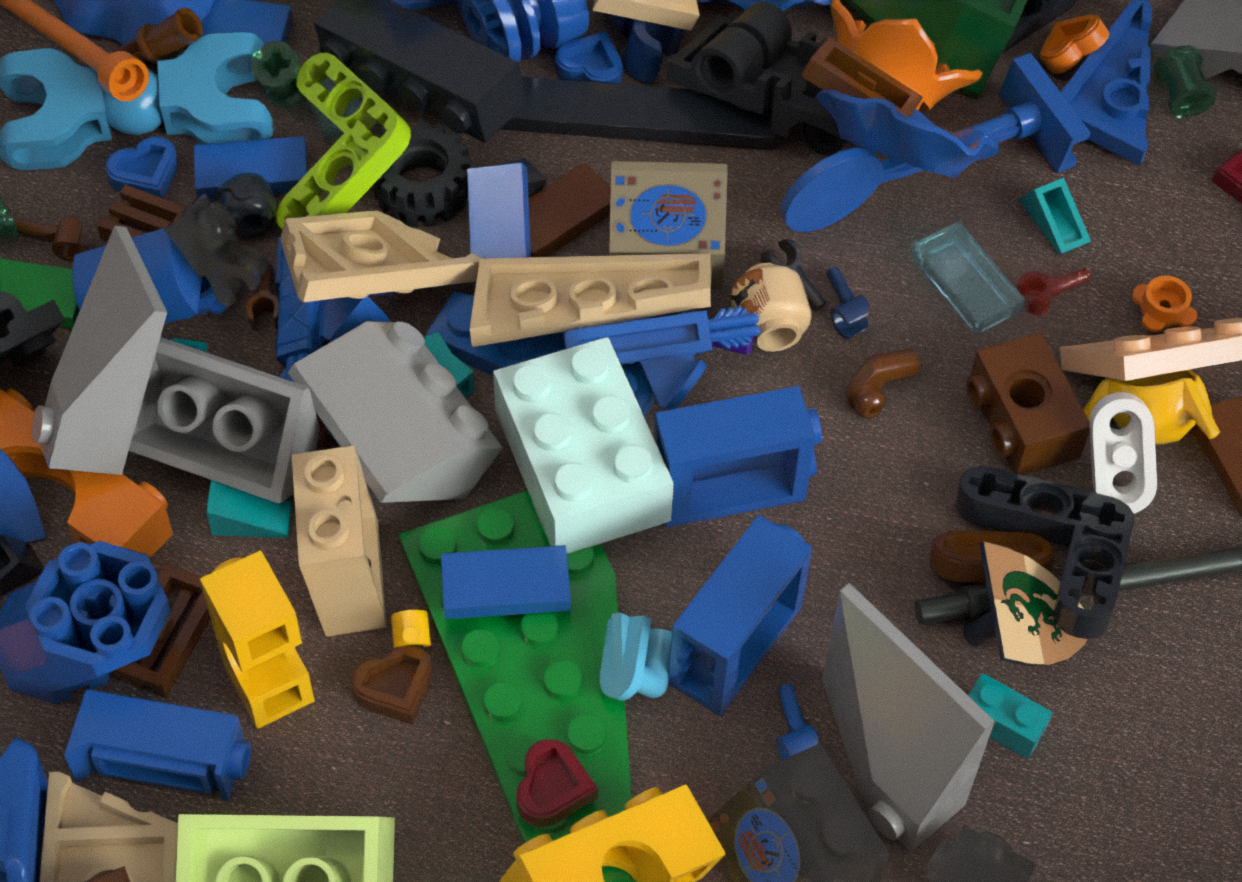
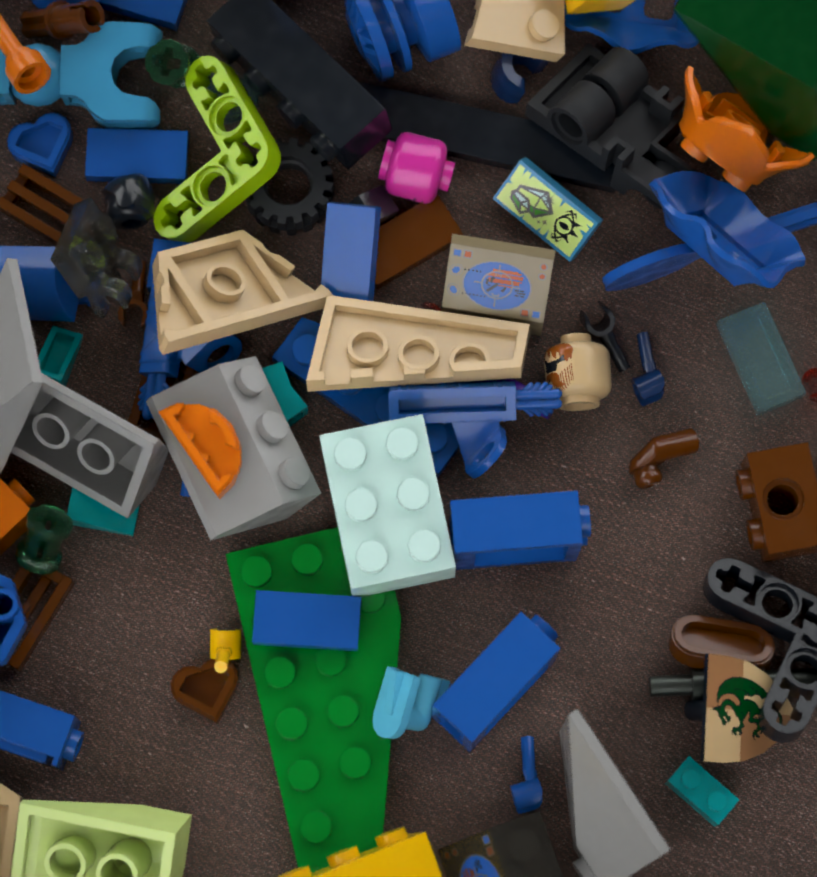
camera: 10 degrees right, 20 degrees up
(184, 558) = (48, 540): none -> clear green bush
(257, 638) = (94, 658): yellow arch -> none
(338, 541) = (168, 551): tan window -> none
(365, 390) = (208, 442): none -> orange plate
(552, 784) = (321, 808): dark red tile -> none
(558, 136) = (416, 167): none -> dark pink head
(589, 60) = (460, 76): blue tile -> none
(687, 143) = (547, 209): none -> tile
(848, 73) = (690, 182): reddish brown tile -> none

